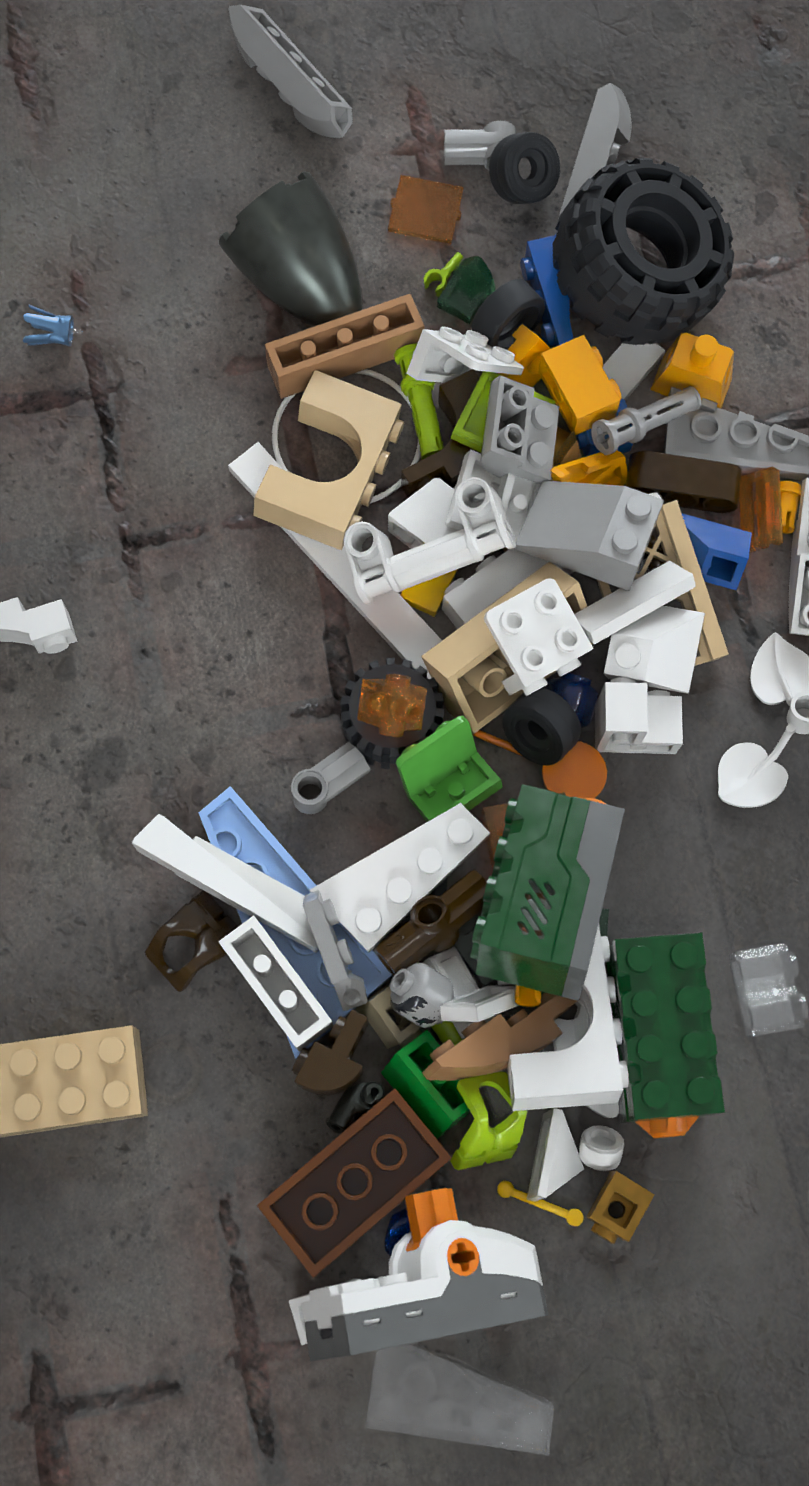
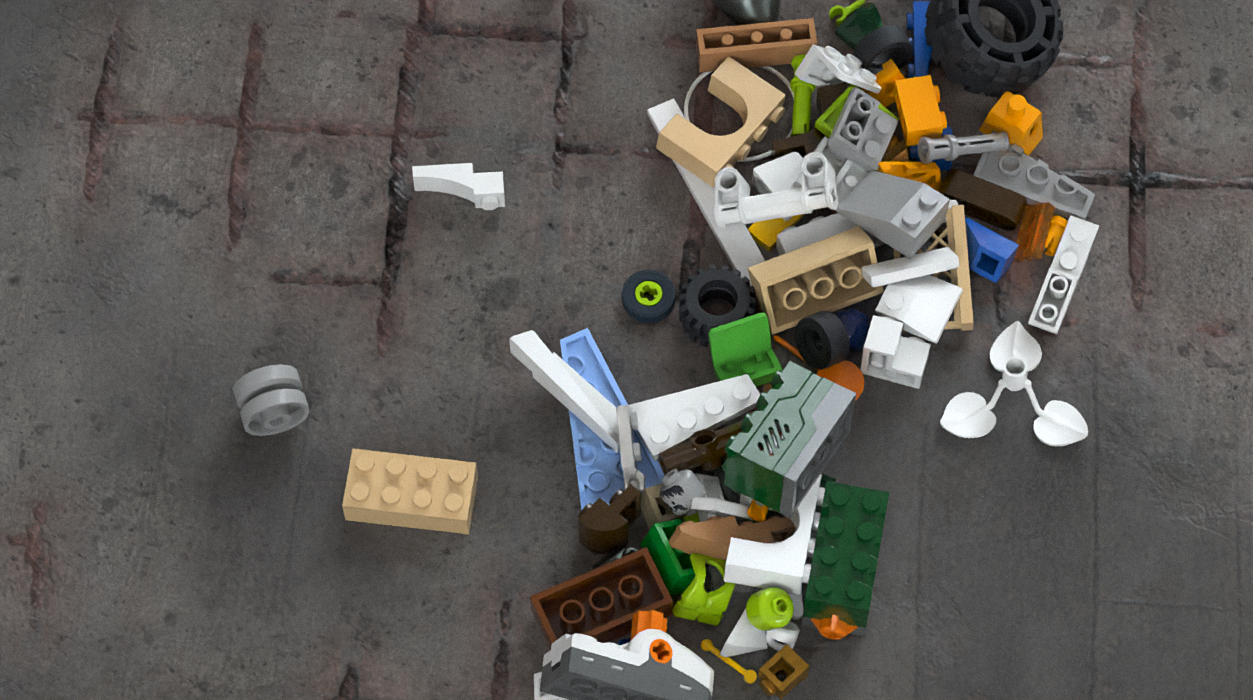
camera: 20 degrees right, 10 degrees down
(204, 923) = (546, 427): dark brown piece -> none
(276, 983) = (582, 457): white brick -> none
(301, 699) = (641, 308): none -> black bush
(331, 776) = (661, 340): light grey piece -> none
(392, 704) = (717, 293): clear orange brick -> none
(537, 636) = (832, 272): white bracket -> none
(584, 1134) = (769, 609): none -> lime head
(631, 365) = (966, 110): white tile -> none
(768, 990) = (934, 560): clear brick -> none

